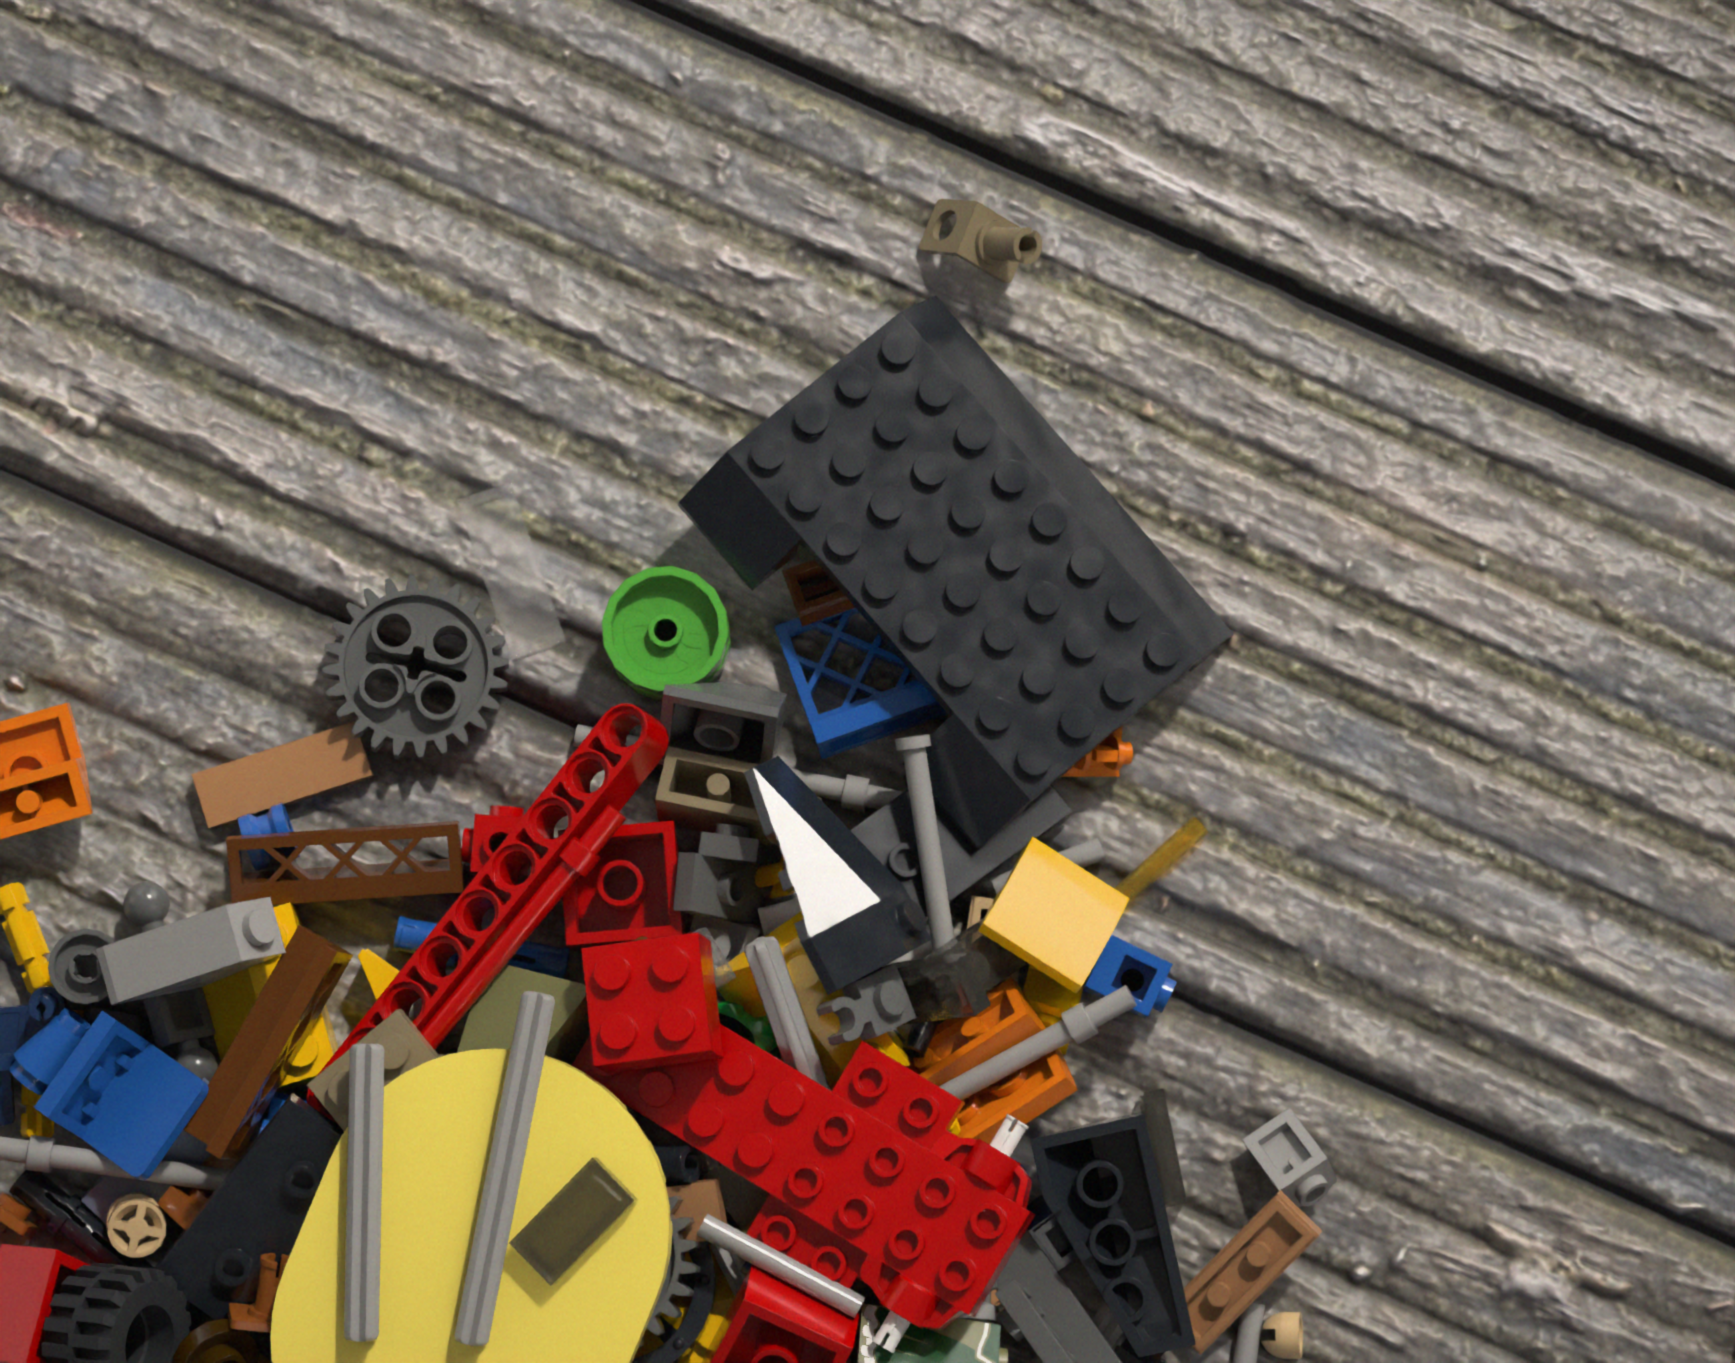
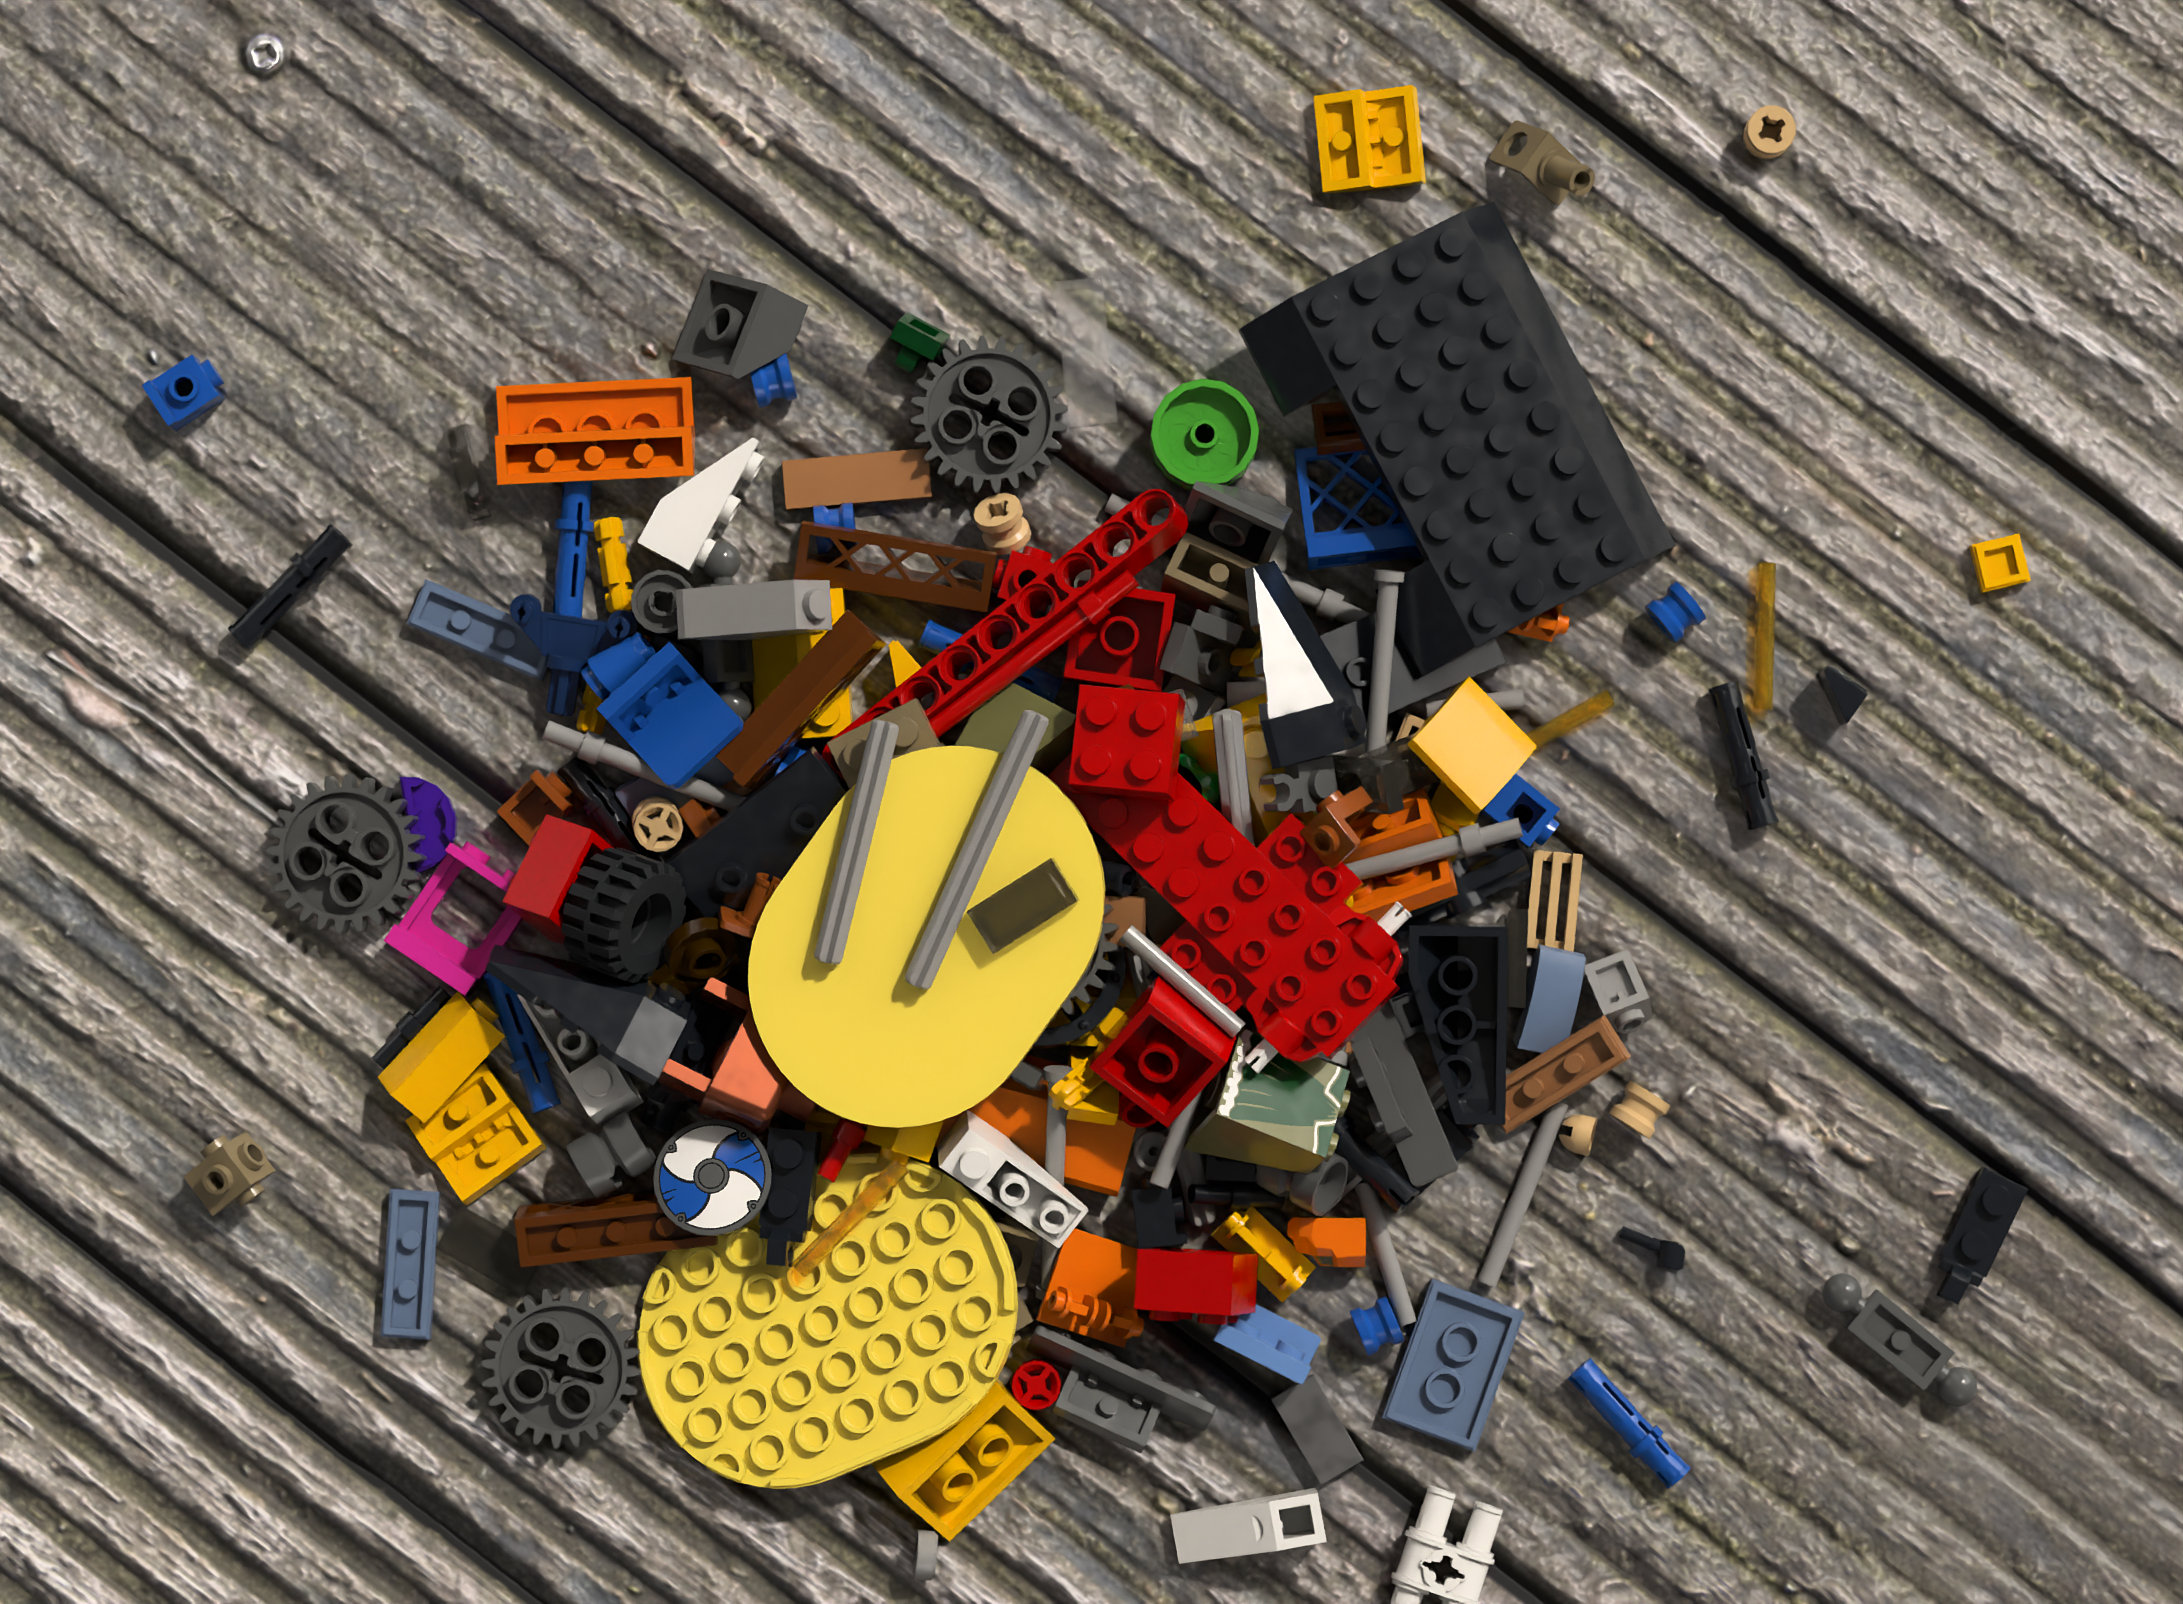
camera: 10 degrees right, 5 degrees up
(101, 858) = (691, 514): none -> white slope
(108, 631) = (738, 325): none -> dark grey slope
(160, 684) = (773, 381): none -> blue wheel
(316, 601) = (918, 340): none -> dark green tile
(459, 786) = (1002, 523): none -> tan wheel
(779, 258) = (1369, 139): none -> yellow slope
(911, 1048) = (1330, 829): none -> dark orange bracket
(1095, 1070) = (1475, 880): none -> black piece
(1184, 1024) = (1557, 859): none -> tan tile
(1215, 1184) = (1552, 998): none -> sand blue slope
(1220, 156) = (1761, 138): none -> tan wheel
(1251, 709) = (1675, 612): none -> blue wheel
(1347, 1290) = (1639, 1109): none -> tan wheel
(1359, 713) = (1764, 636): none -> clear yellow piece
(1373, 863) = (1743, 755): none -> black pin
(1463, 756) = (1842, 692): none -> black slope
(1606, 569) = (1999, 563): none -> yellow tile

